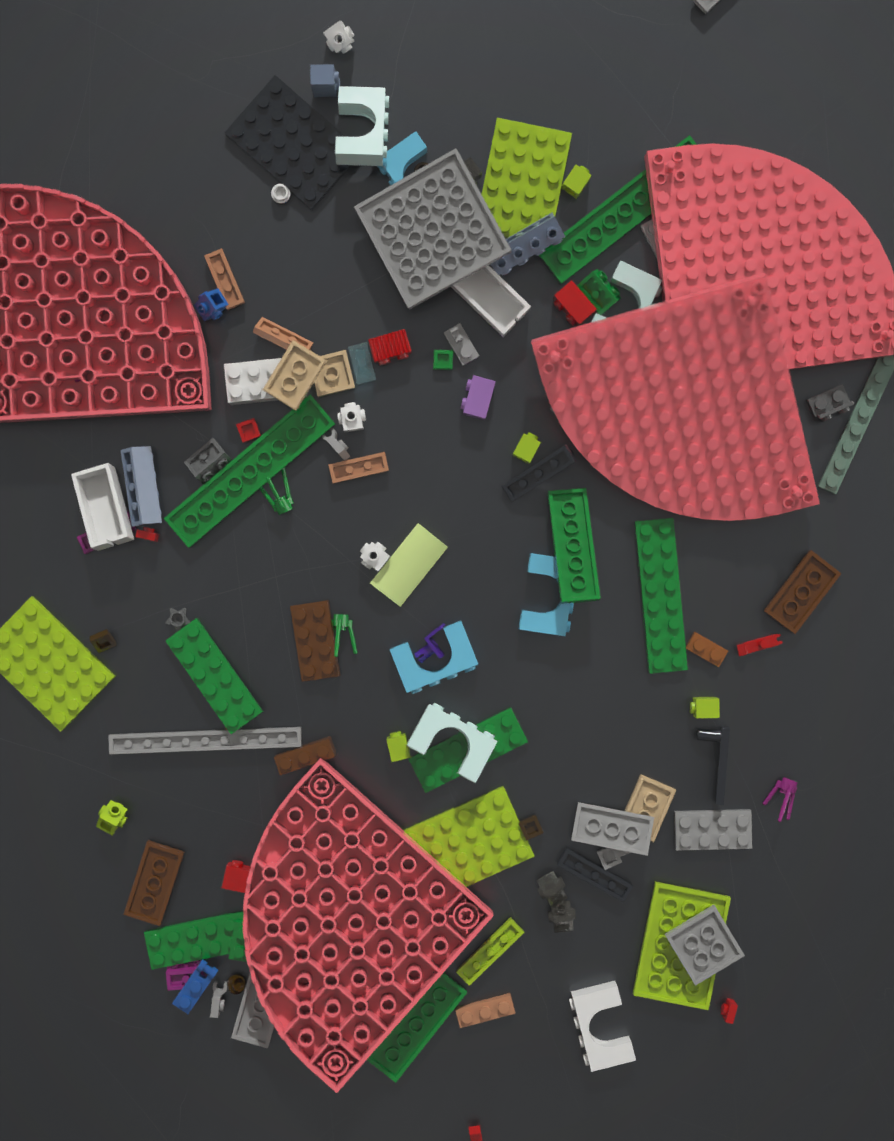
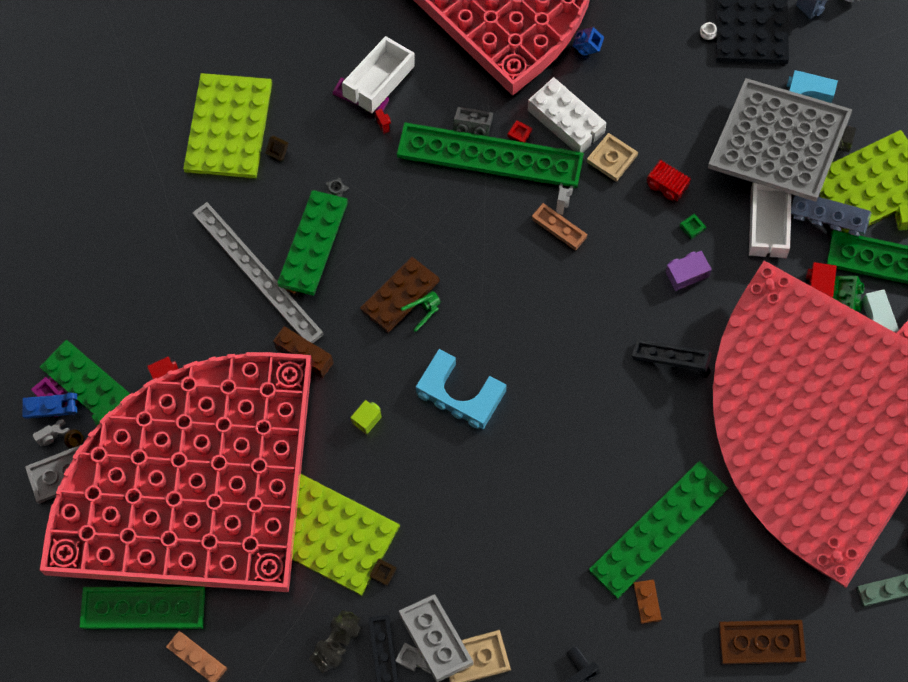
camera: 50 degrees right, 20 degrees down
(111, 817) = (143, 248): lime brick -> none
(141, 486) = (415, 90): sand blue brick -> none
(154, 883) = (112, 318): reddish brown plate -> none
(224, 278) = (614, 39): nougat plate -> none
(279, 334) = (608, 105): nougat plate -> none
(281, 503) = (484, 193): green plant -> none
(294, 375) = (588, 126): tan tile -> none
(351, 424) = (592, 192): white brick -> none
(362, 363) = (638, 172): clear light blue plate -> none
(367, 149) = (799, 58): light aqua arch -> none
(381, 559) = (502, 285): white brick -> none
(408, 565) = (516, 317): yellowish green slope -> none
(431, 646) = (467, 381): dark purple bracket -> none
(444, 759) = (407, 474): green plate -> none
(461, 344) = (715, 230): light grey plate -> none
(479, 744) = (411, 424): light aqua arch -> none
(489, 951) = (251, 620): lime plate -> none
(526, 447) = (682, 333): lime brick -> none
(551, 622) = (567, 459): medium azure arch -> none
(573, 546) = (638, 422): green plate -> none
(705, 707) = (599, 636): lime brick -> none
(758, 644) = (687, 641): red piece -> none

